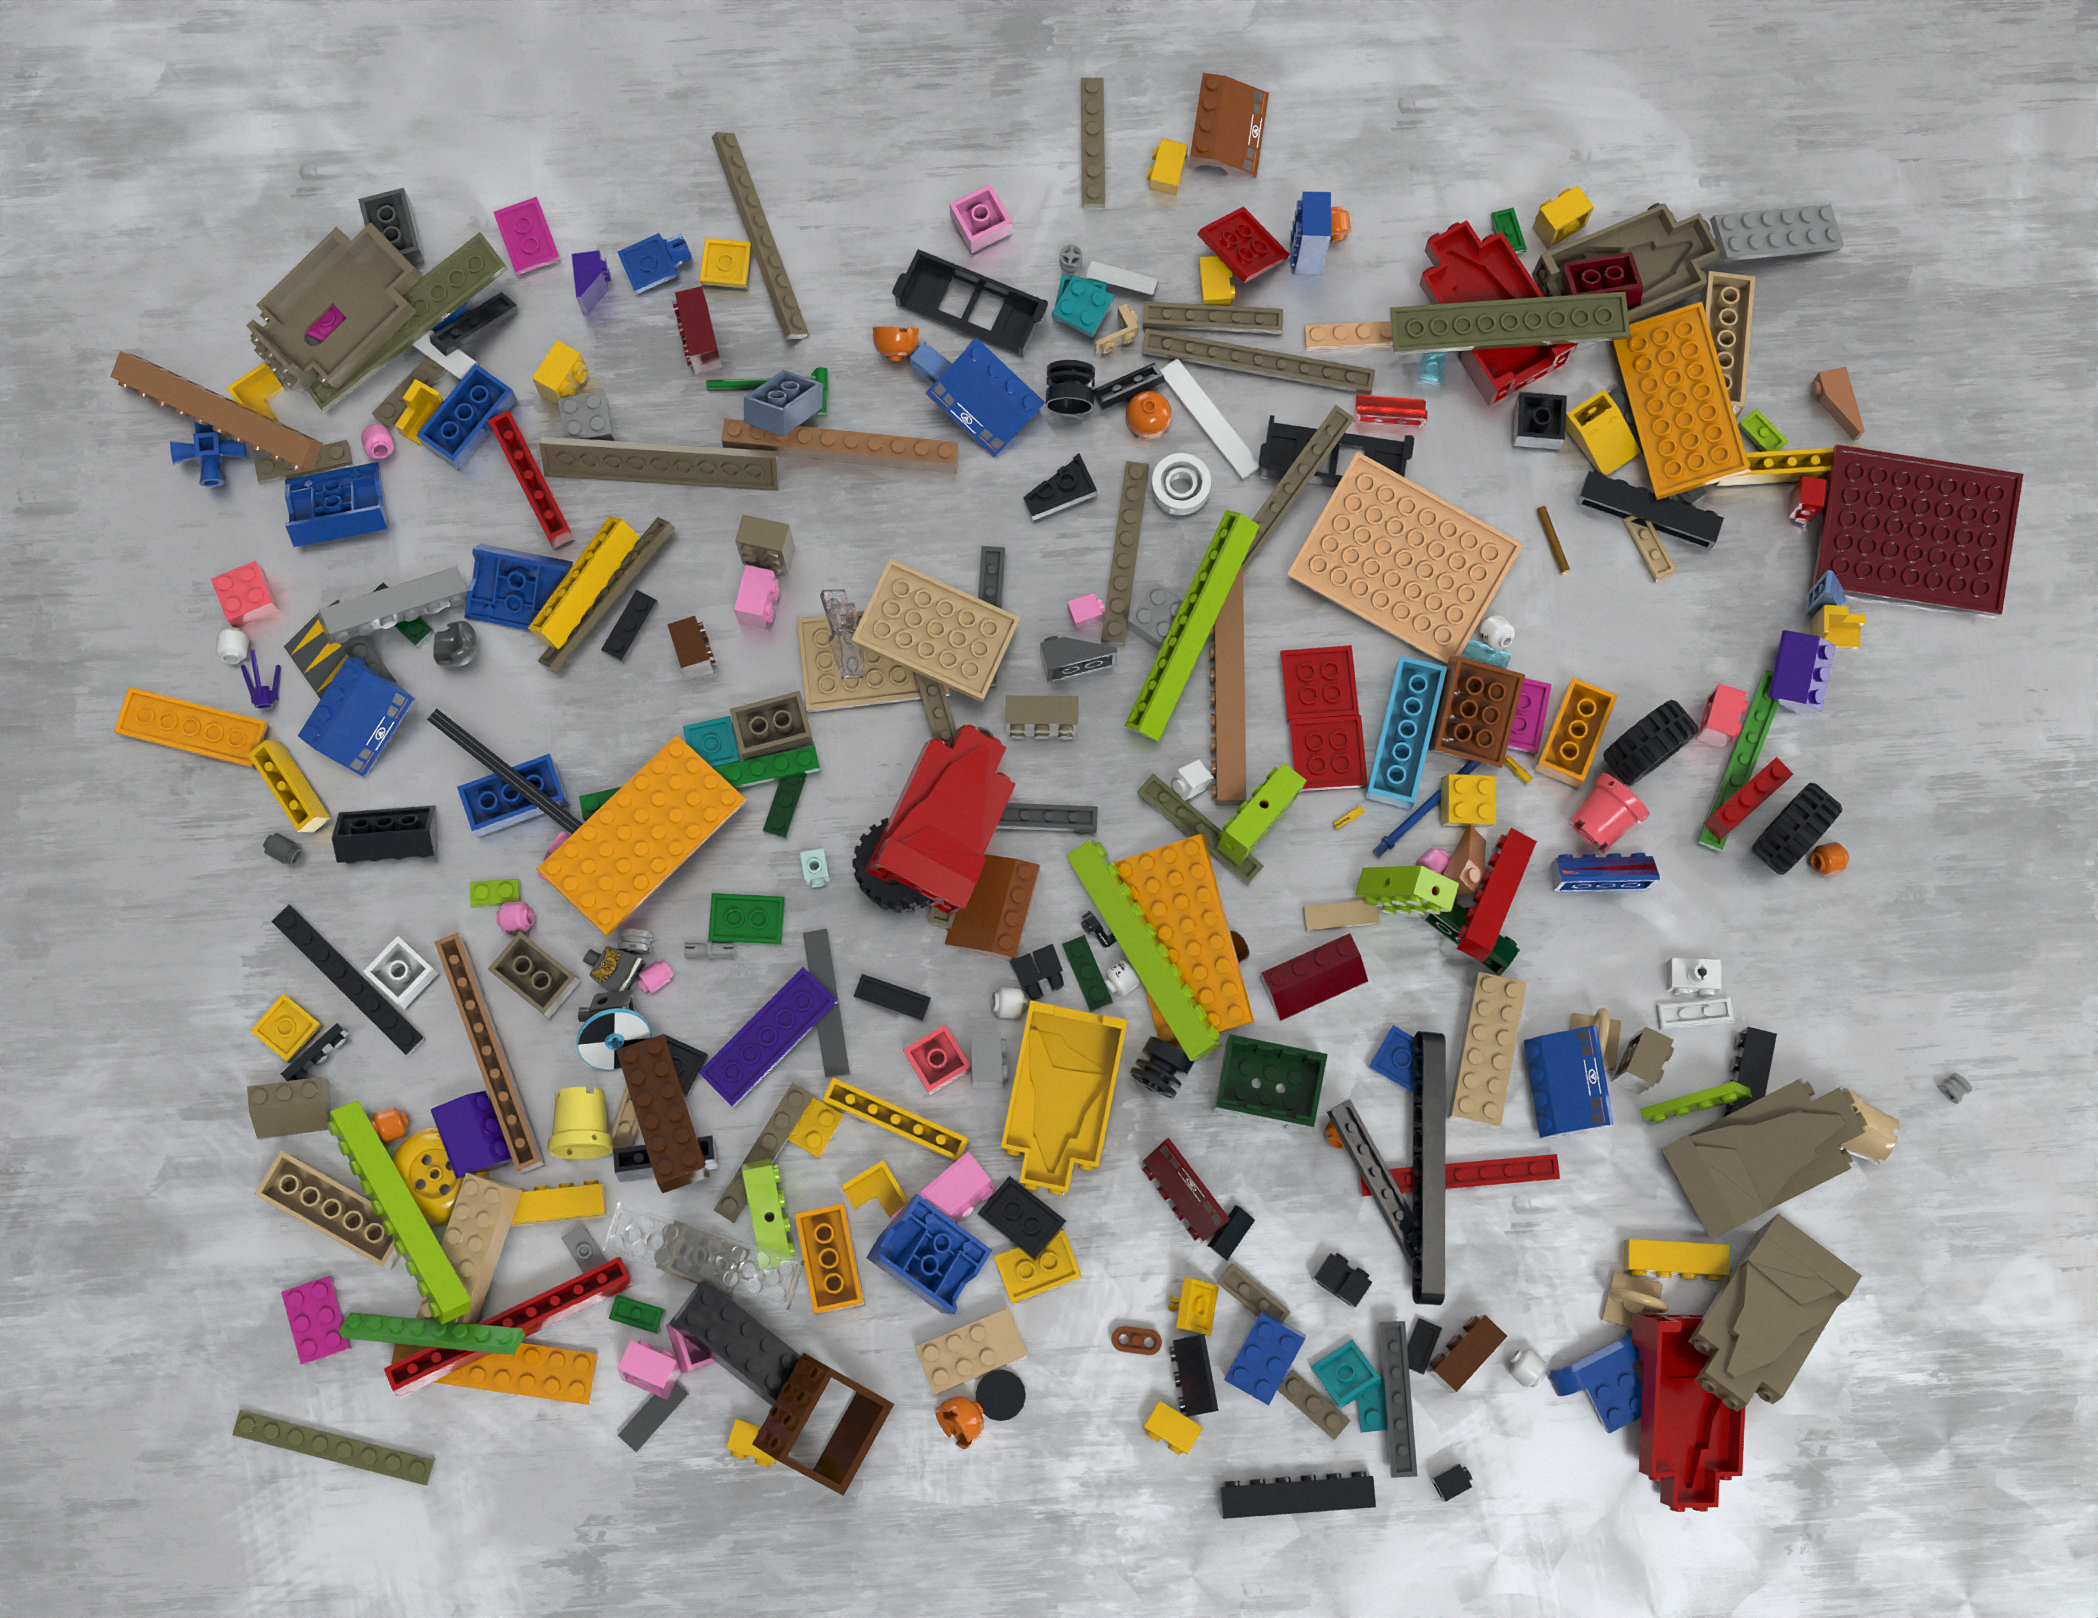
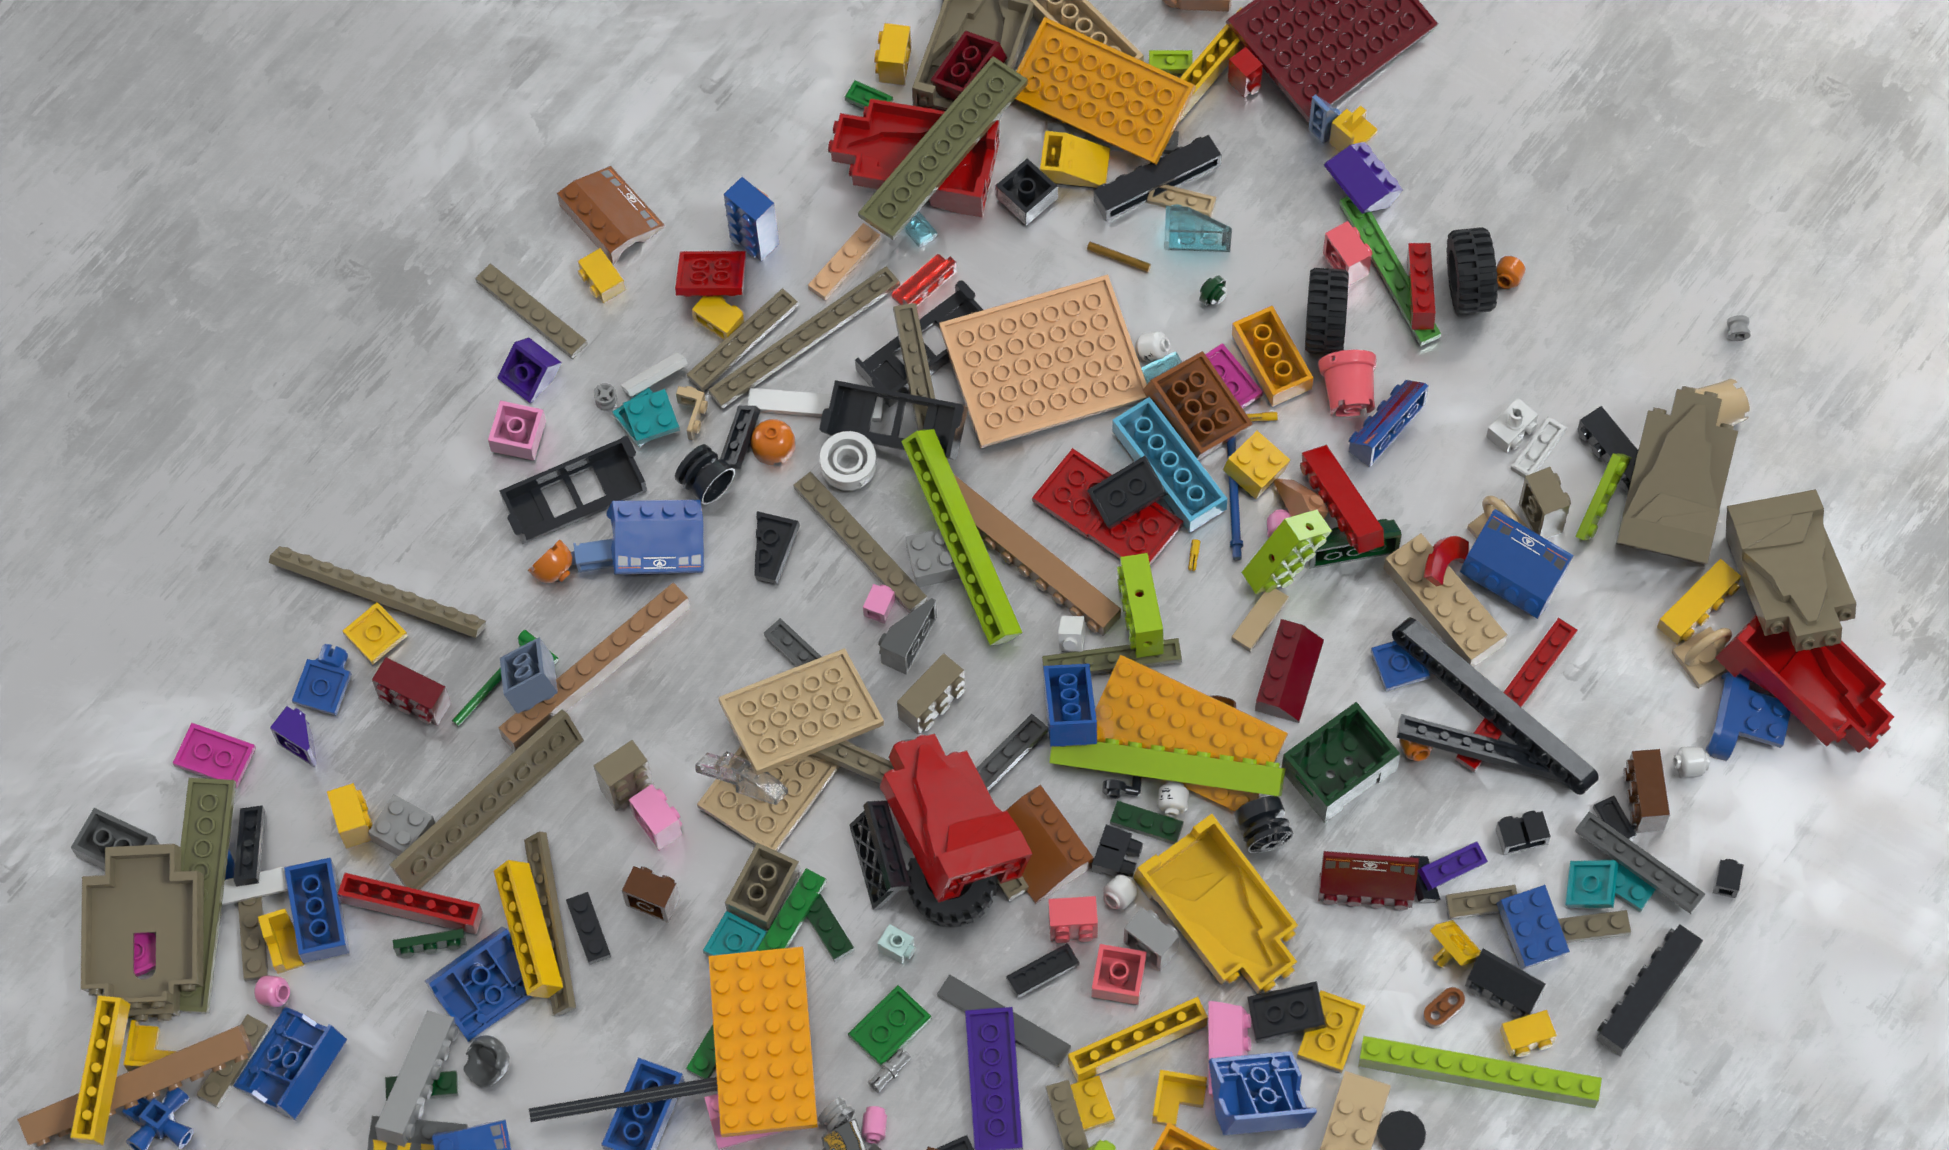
camera: 45 degrees left, 10 degrees down
(193, 374) = (100, 1070): none -> yellow brick
(514, 521) = (429, 943): none -> dark green plate
(874, 791) = (889, 857): none -> black fence
(951, 985) = (1073, 919): none -> coral brick
(1041, 182) = (528, 369): none -> dark purple slope
(1105, 1416) = (1480, 1072): none -> lime brick
(1124, 830) = (1070, 705): none -> blue brick
(1223, 452) = (853, 409): none -> black piece
(1262, 1248) = (1452, 866): none -> dark purple plate
(1349, 720) = (1127, 492): none -> black tile
(1522, 1015) = (1444, 552): none -> red tile
(1589, 638) = (1213, 291): none -> dark green plate
(1625, 576) = (1194, 231): none -> clear light blue slope

